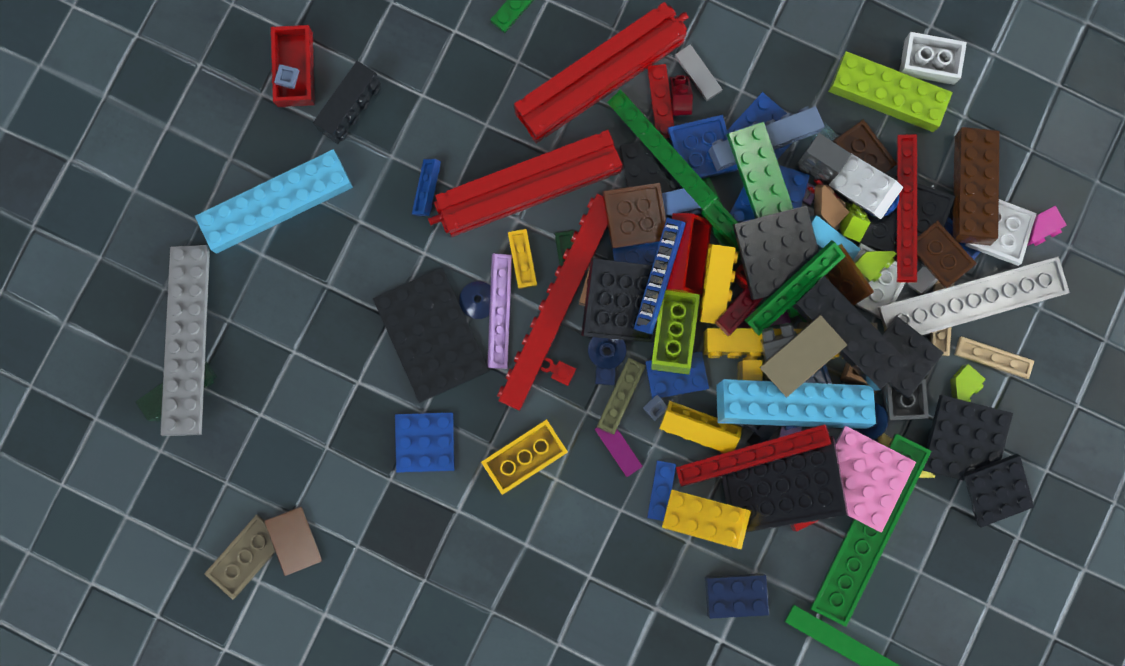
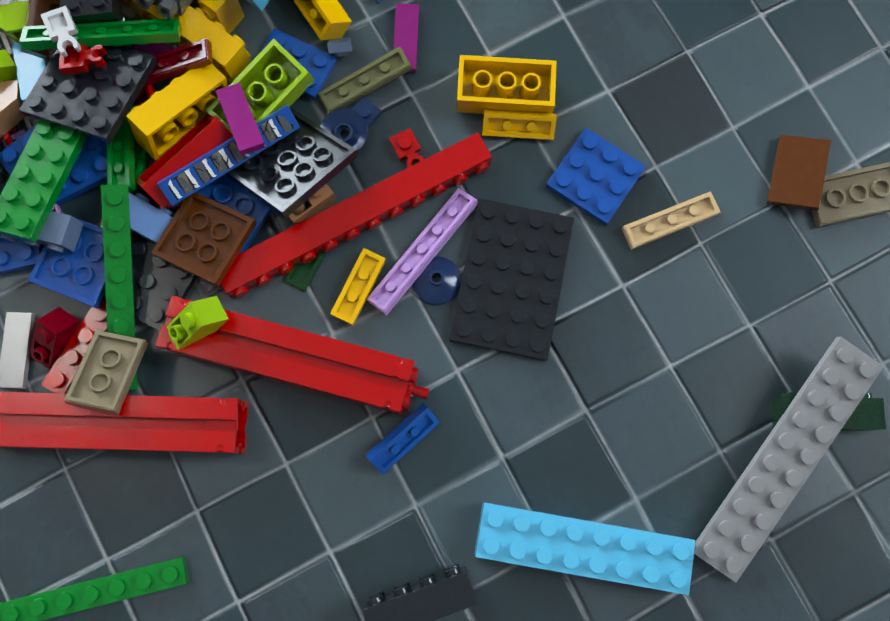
camera: 145 degrees left, 5 degrees down
(355, 448) = (670, 220): none -> tan tile
(498, 439) = (519, 124): none -> yellow plate
(591, 157) = (197, 321): none -> lime slope
(624, 94) = (106, 372): none -> dark tan tile
(668, 300) = (240, 119): none -> magenta tile
(794, 260) = (79, 61): none -> red plate
(816, 269) = (61, 28): none -> white plate

